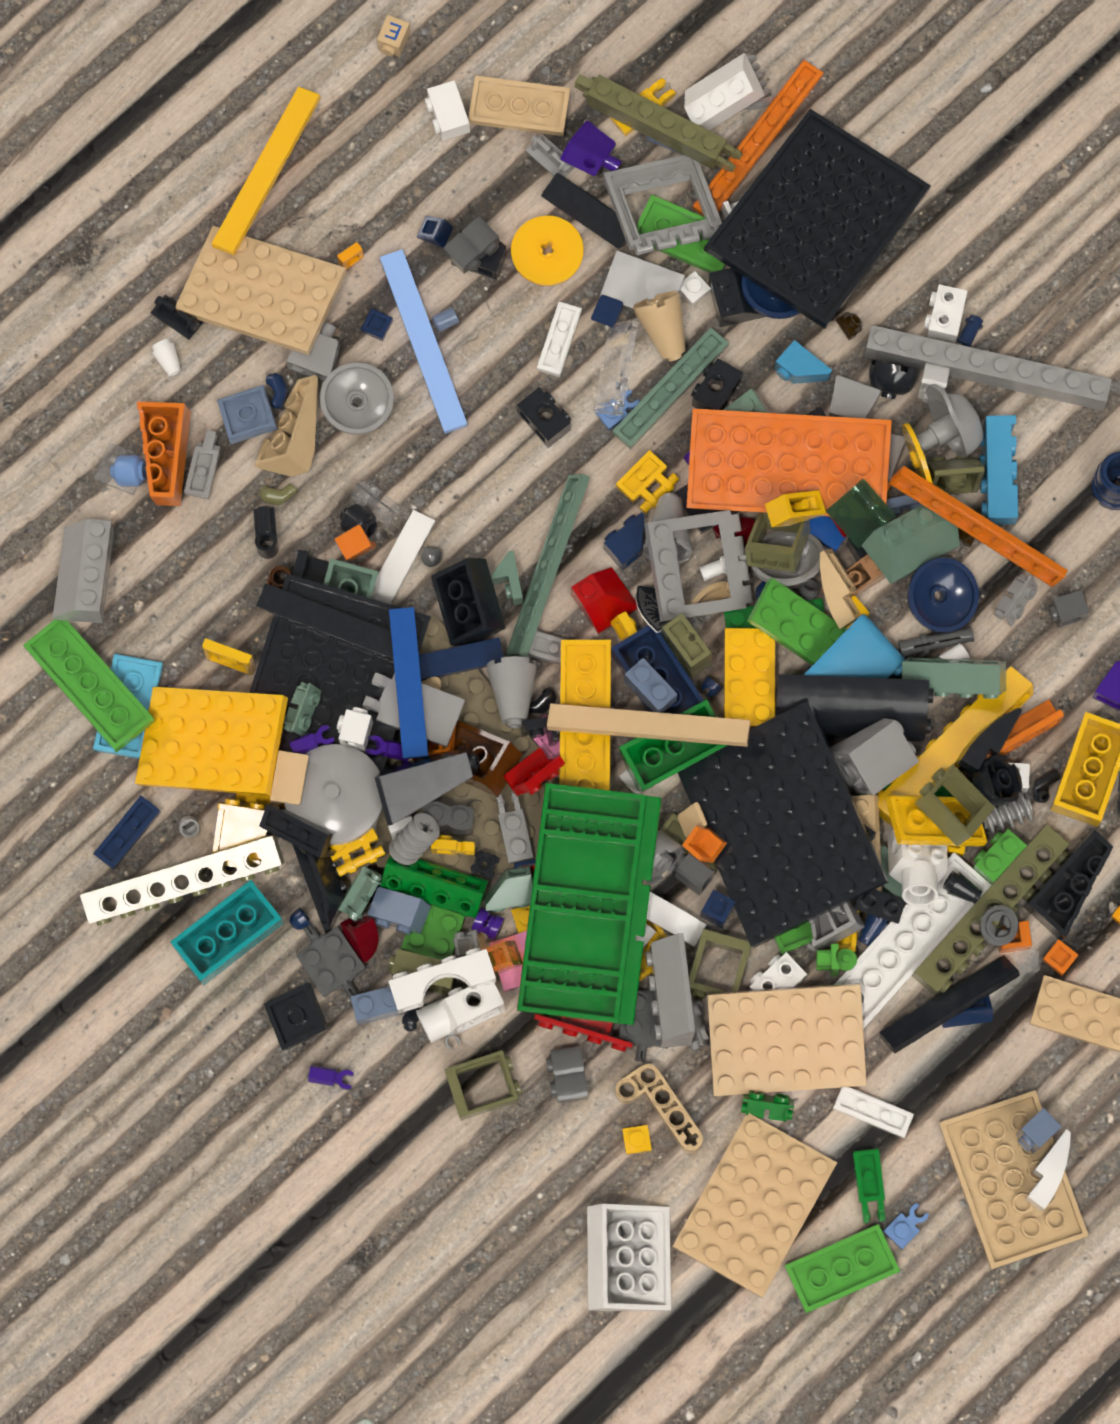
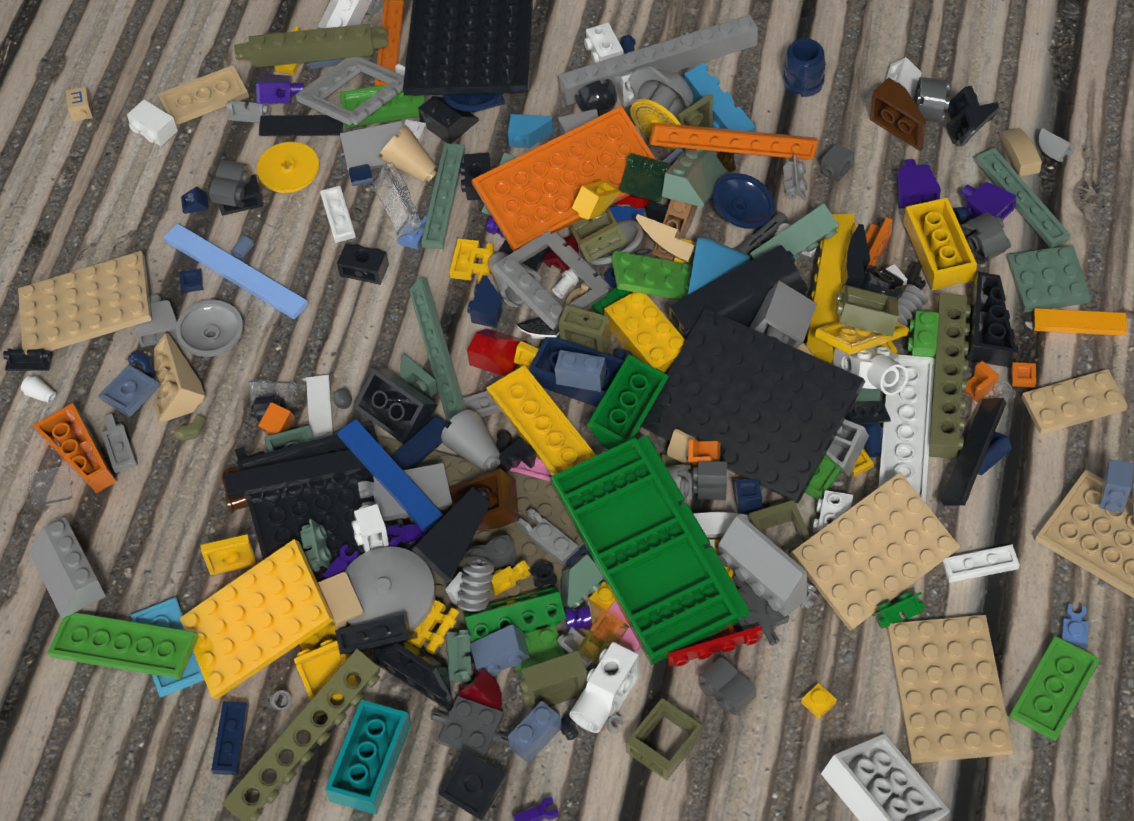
camera: 30 degrees left, 20 degrees down
(129, 470) = (57, 478): medium blue head -> none
(265, 531) = (199, 458): black piece -> none
(266, 171) = (37, 232): yellow tile -> none
(299, 919) = (422, 712): dark blue hinge -> none
(350, 256) = (141, 243): light orange tile -> none
(473, 969) = (595, 642): white arch -> none
(532, 771) = (532, 485): red bracket -> none
(648, 725) = (598, 394): tan tile -> none
(663, 1110) = (821, 664): tan beam -> none
(832, 960) = (864, 474): bright green hips -> none
(849, 324) = (541, 91): dark brown plate -> none
(869, 1182) = (1023, 614): green hinge -> none
(961, 887) = (918, 368): black cone -> none
(1008, 920) = (967, 367): dark grey gear -> none

